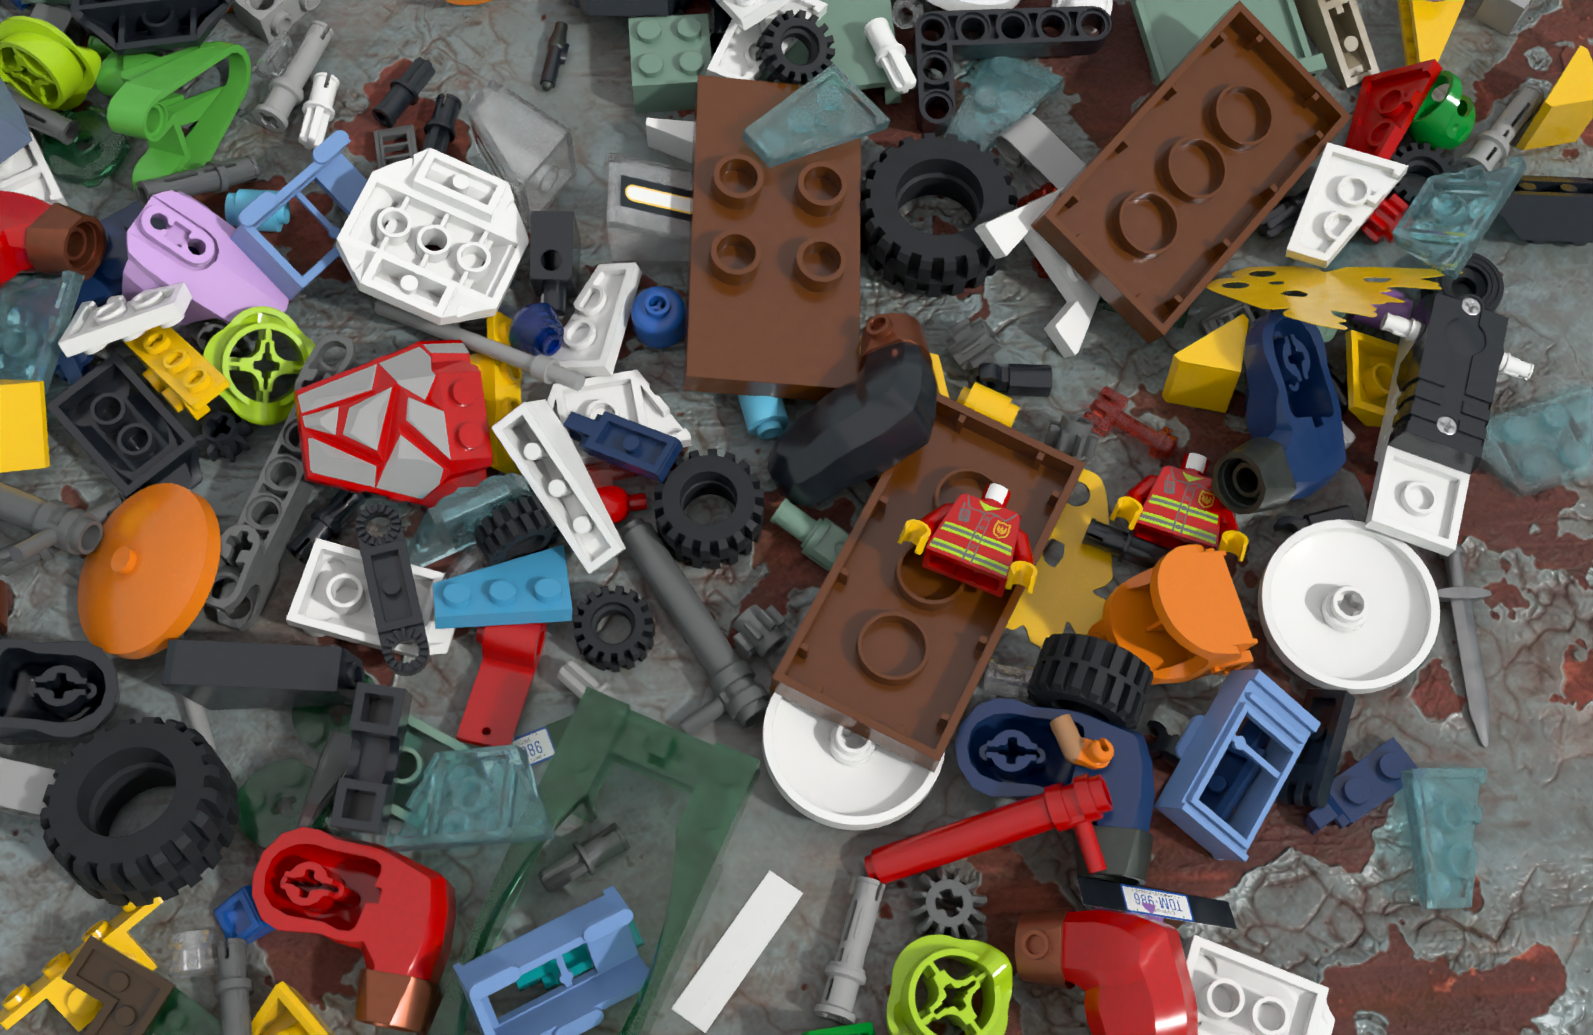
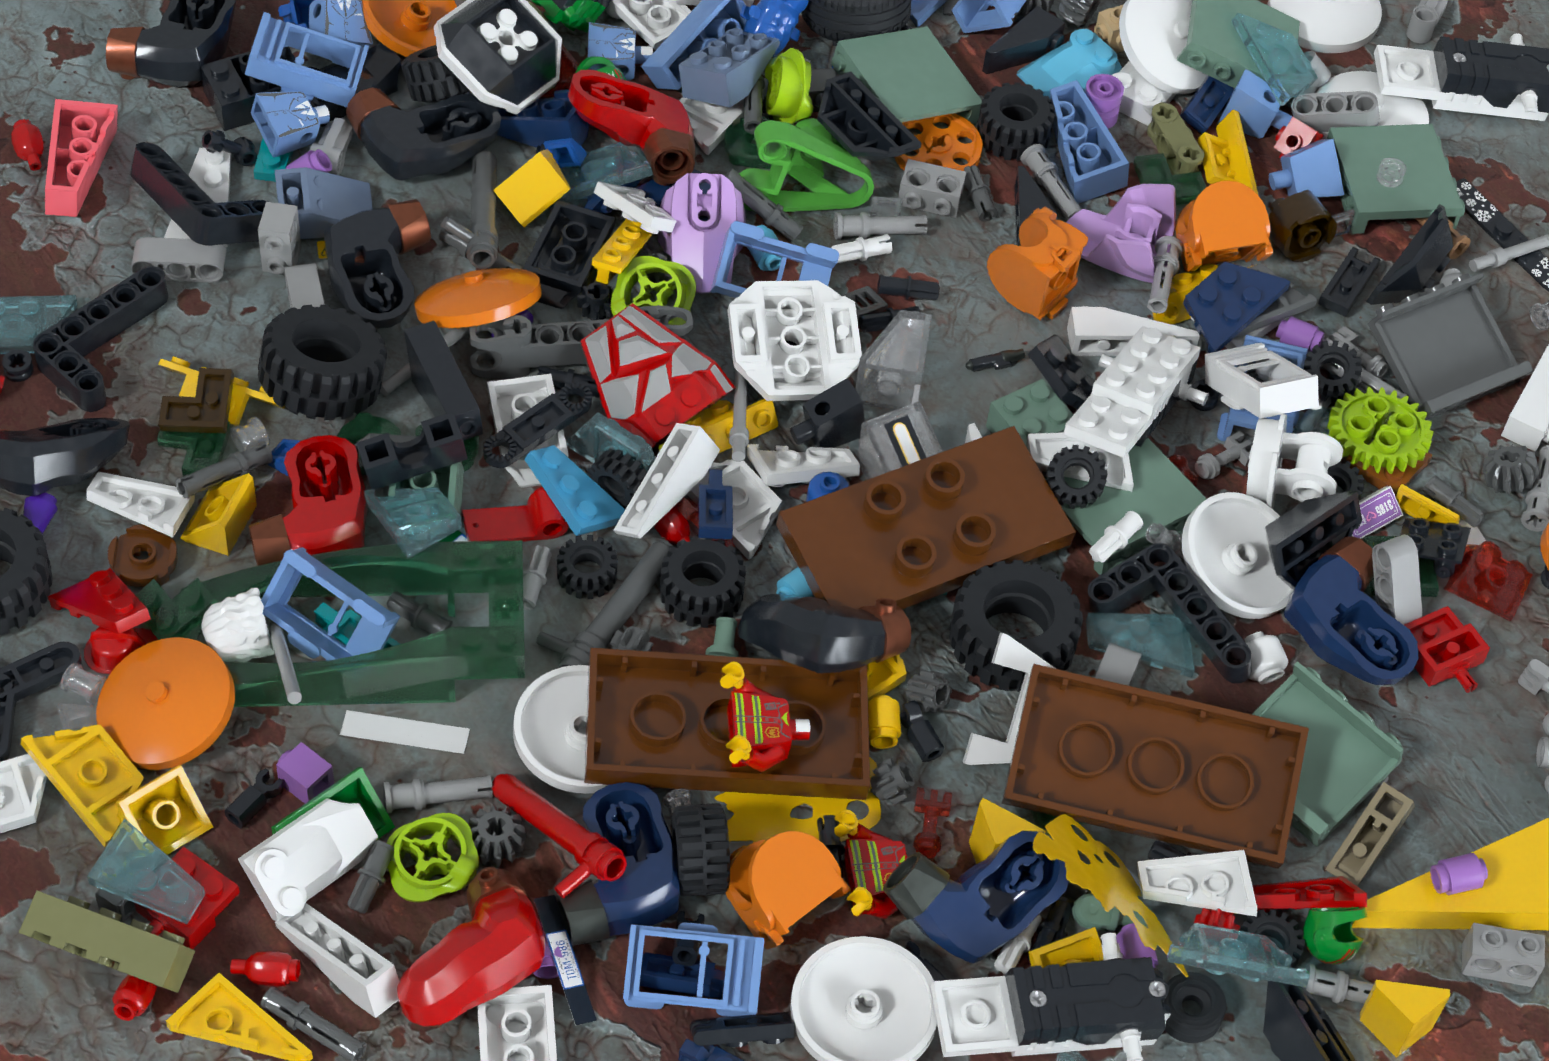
camera: 60 degrees right, 15 degrees down
(536, 330) = (771, 428): clear blue cone -> none
(814, 118) = (1024, 505): clear light blue wing -> none
(1080, 750) = (641, 847): arm -> none

